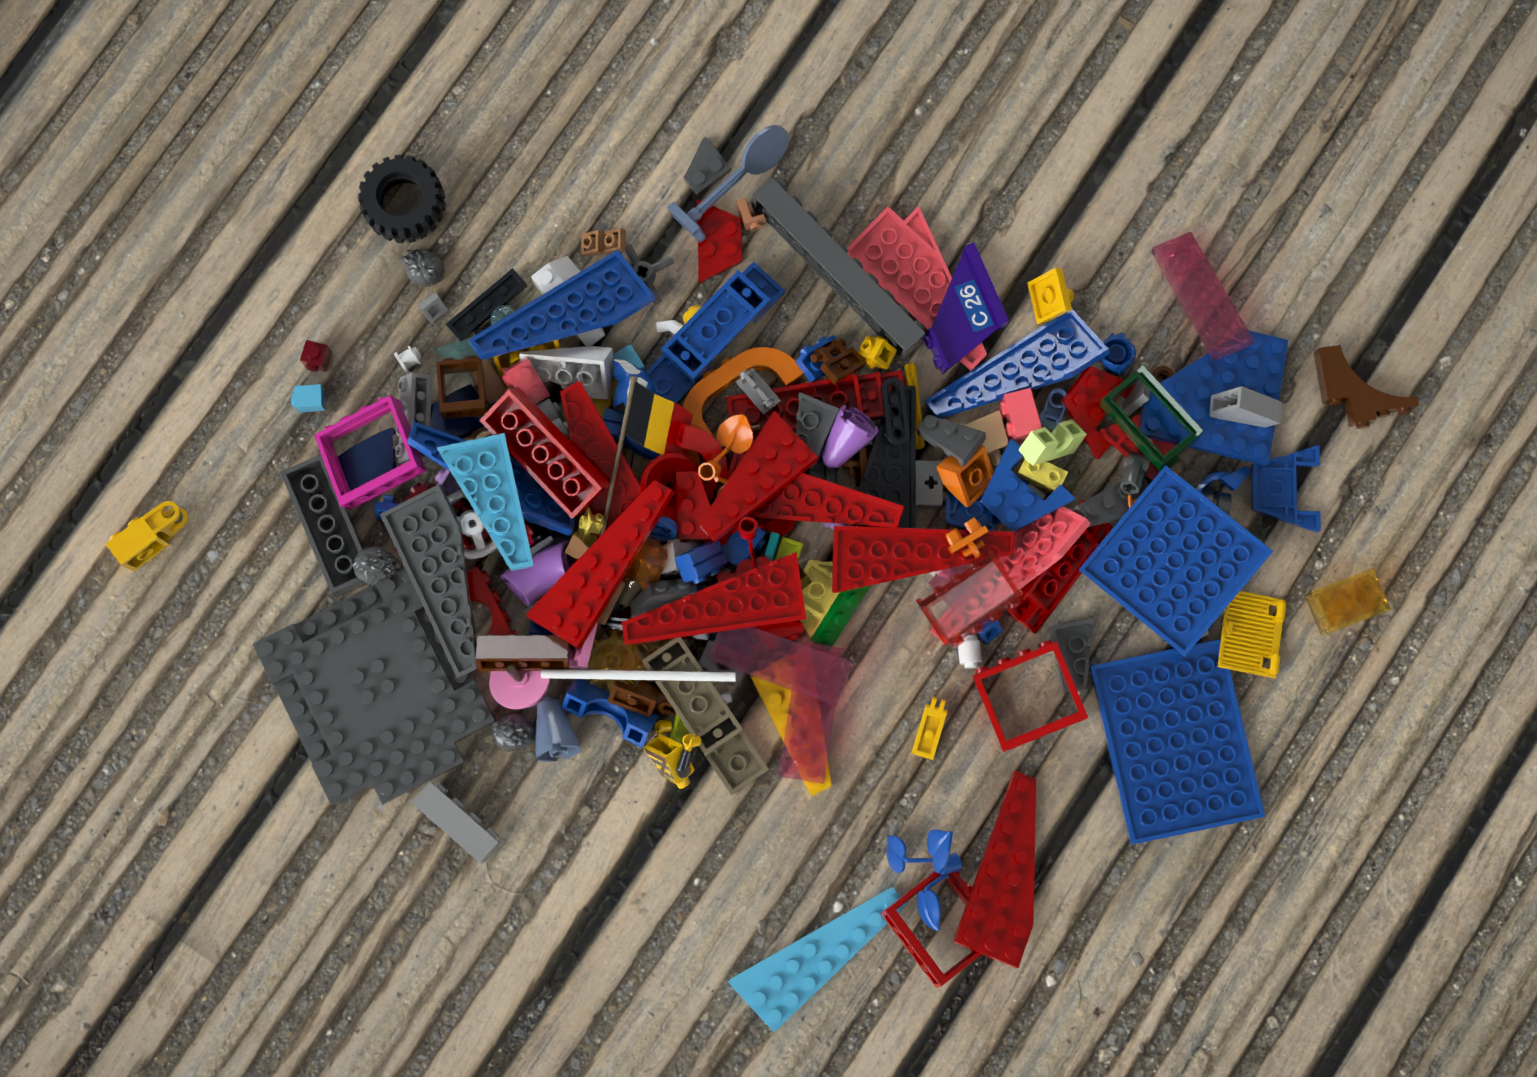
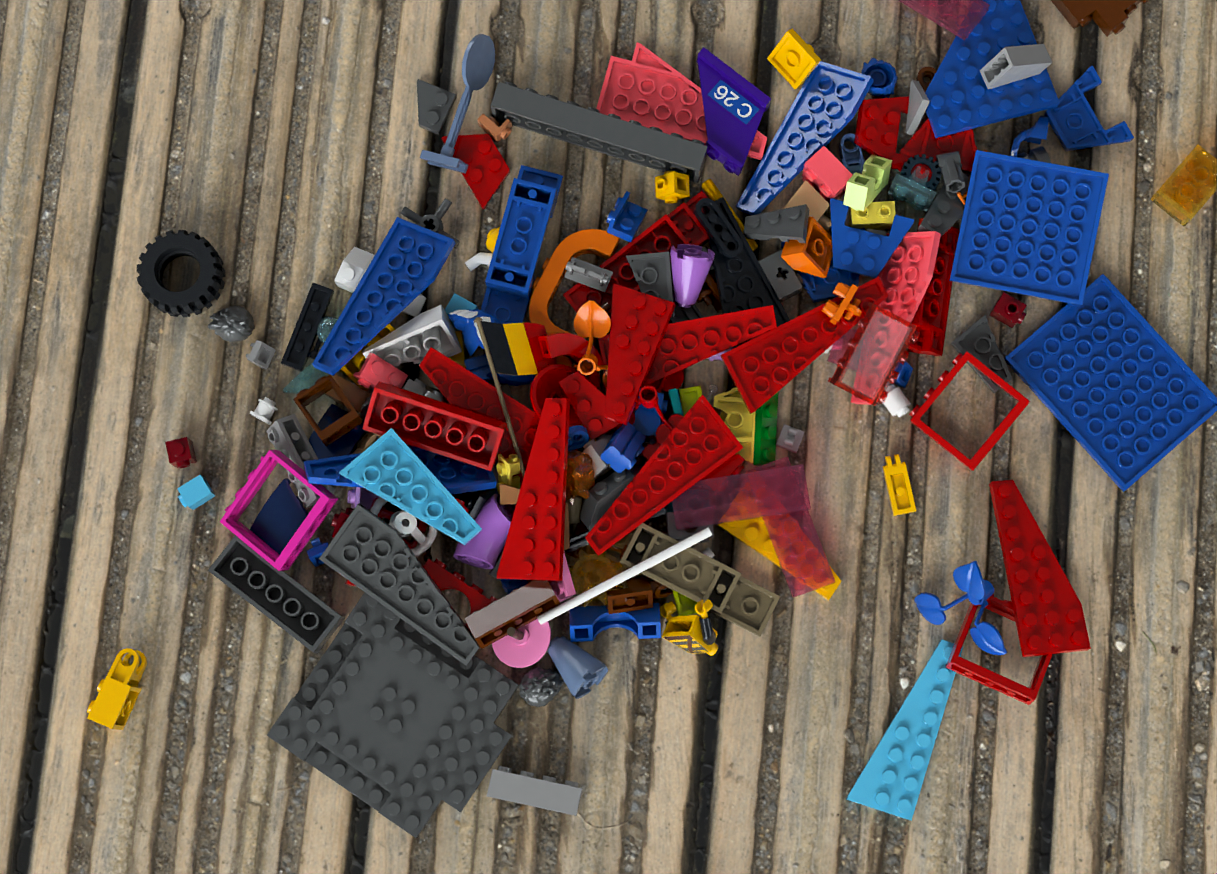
camera: 25 degrees left, 0 degrees up
(374, 565) = (338, 606): dark grey hair -> none
(603, 243) = (379, 219): medium nougat slope -> none
(841, 366) = (650, 210): reddish brown plate -> none
(857, 634) = (790, 438): none -> light grey tile
(1097, 466) = (917, 182): none -> clear light blue plate
(1117, 626) = (1008, 310): none -> dark red brick
(1136, 435) = (933, 136): dark green piece -> none
(1252, 634) = (1126, 257): yellow window -> none

